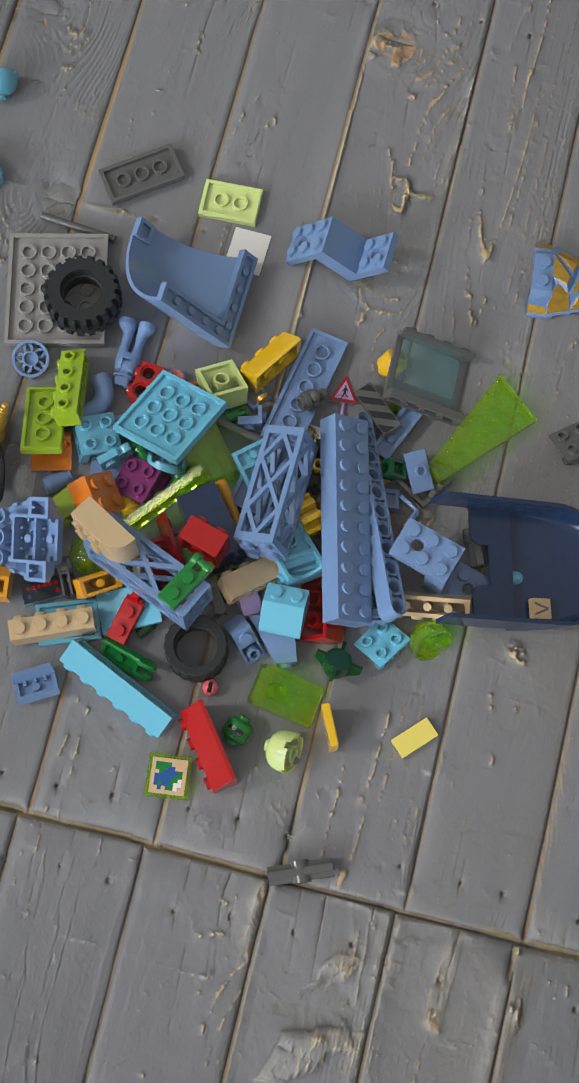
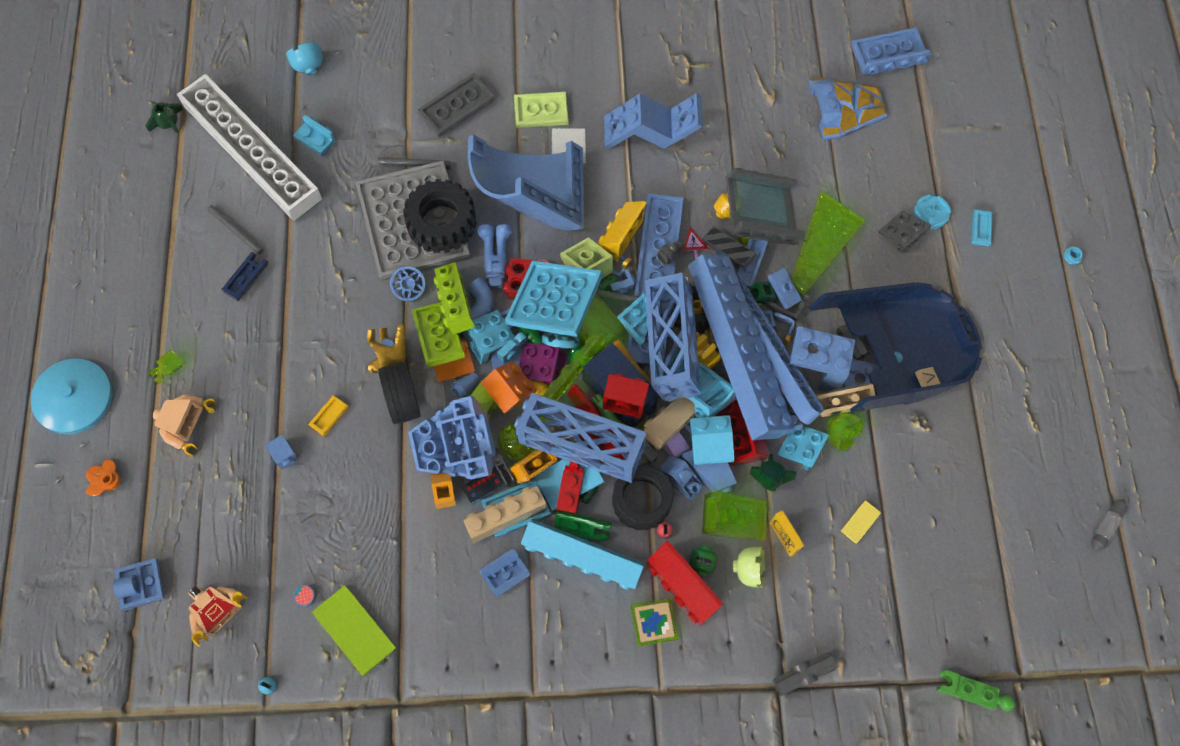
camera: 20 degrees left, 5 degrees down
(104, 532) = (536, 410): tan brick -> none
(185, 581) = (623, 436): green plate -> none
(468, 942) = (975, 692): none -> bright green plate

